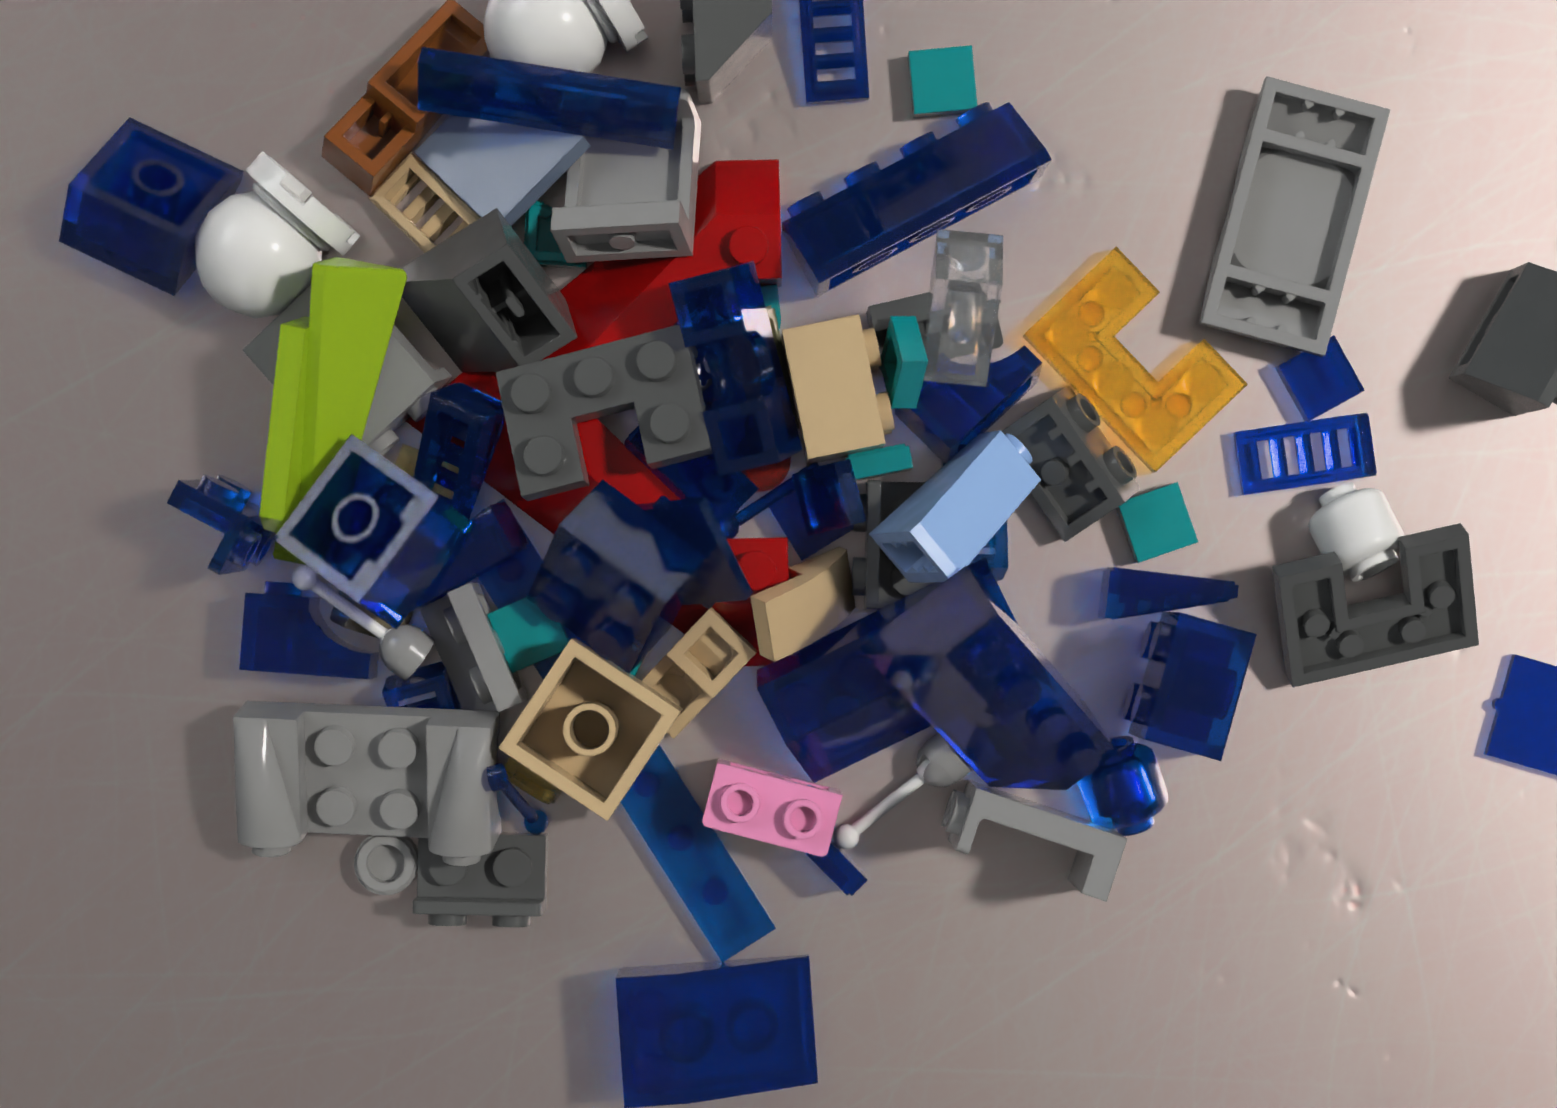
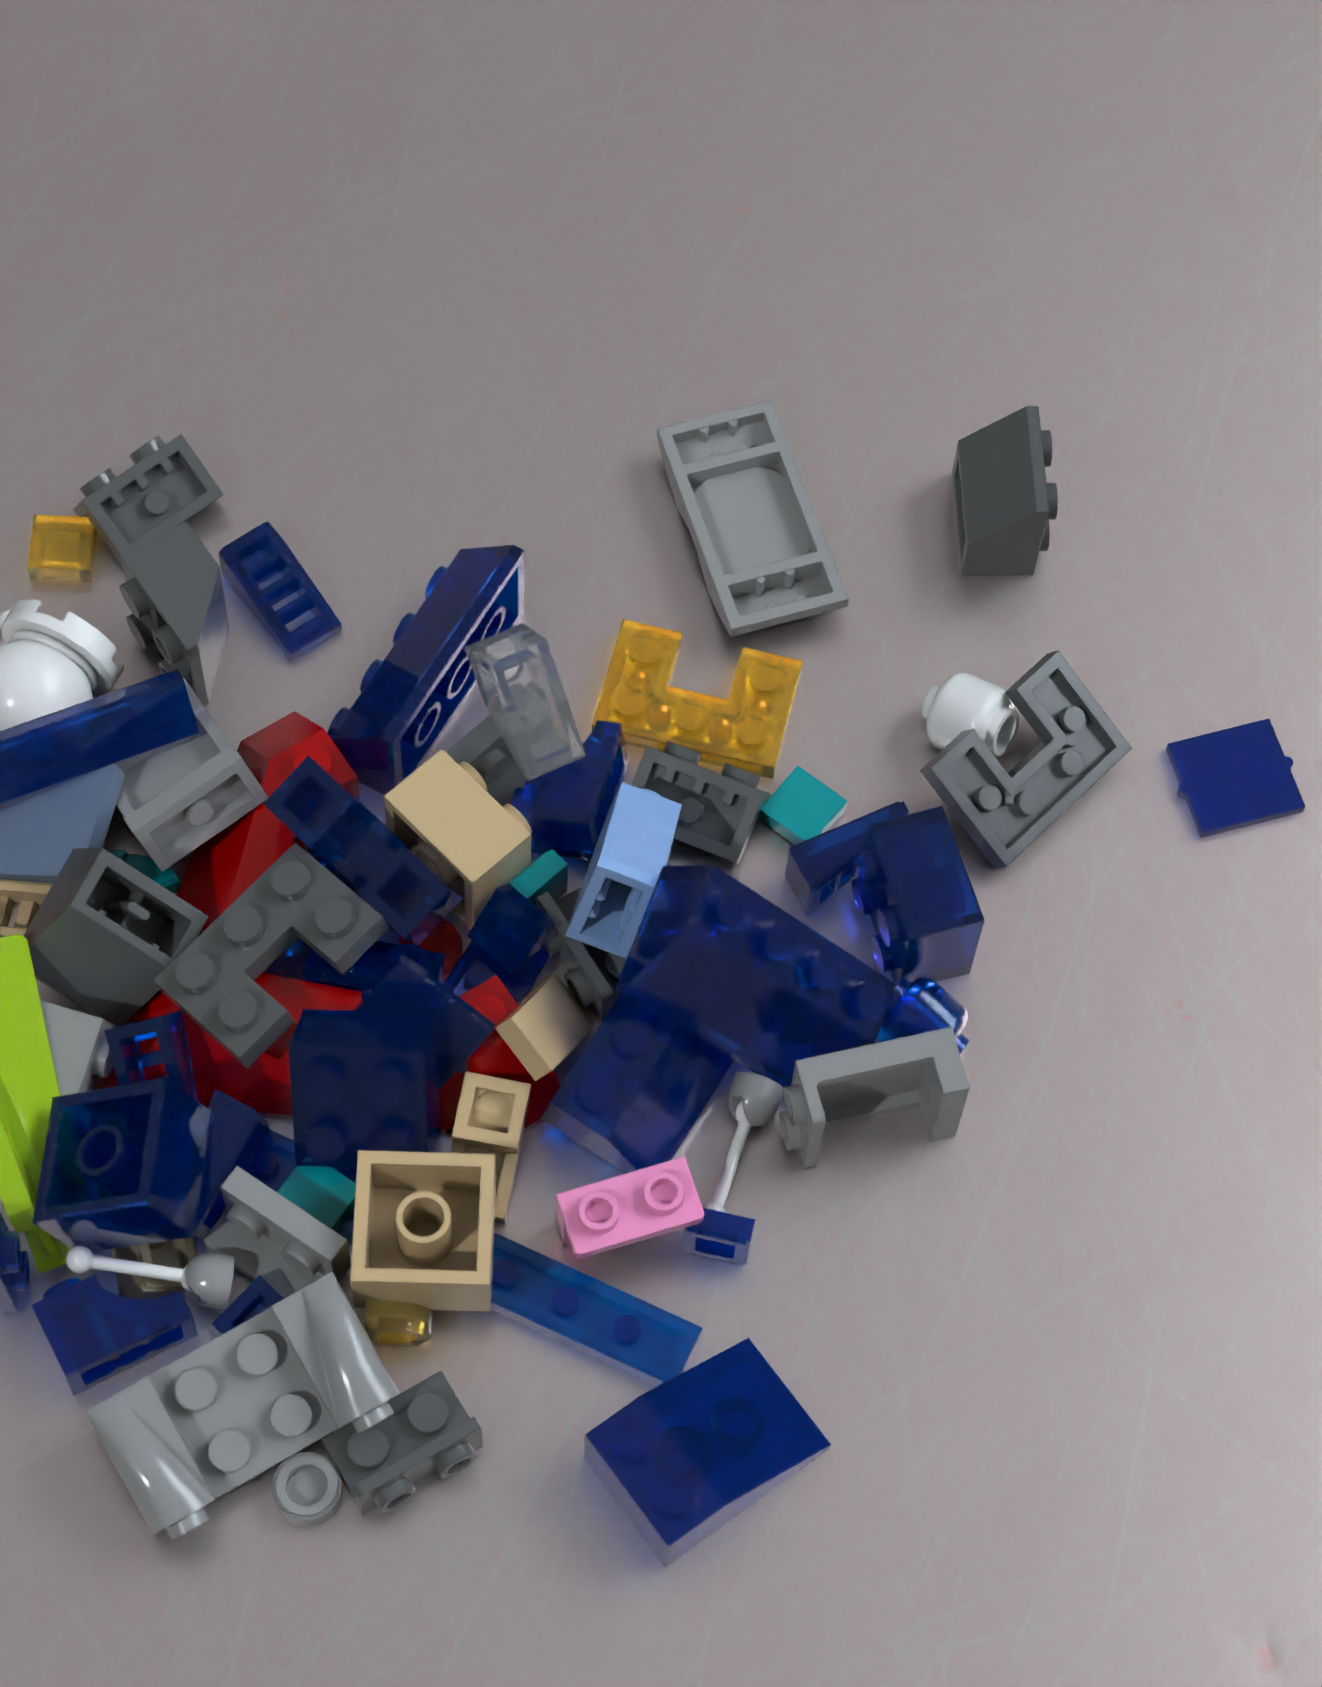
camera: 30 degrees left, 25 degrees down
(534, 819) = (421, 1366): clear blue hinge -> none
(903, 362) = (505, 772): teal tile -> none
(942, 81) = (393, 580): teal tile -> none
(1319, 382) = (858, 631): clear blue tile -> none
(1359, 444) = (915, 659): clear blue slope -> none

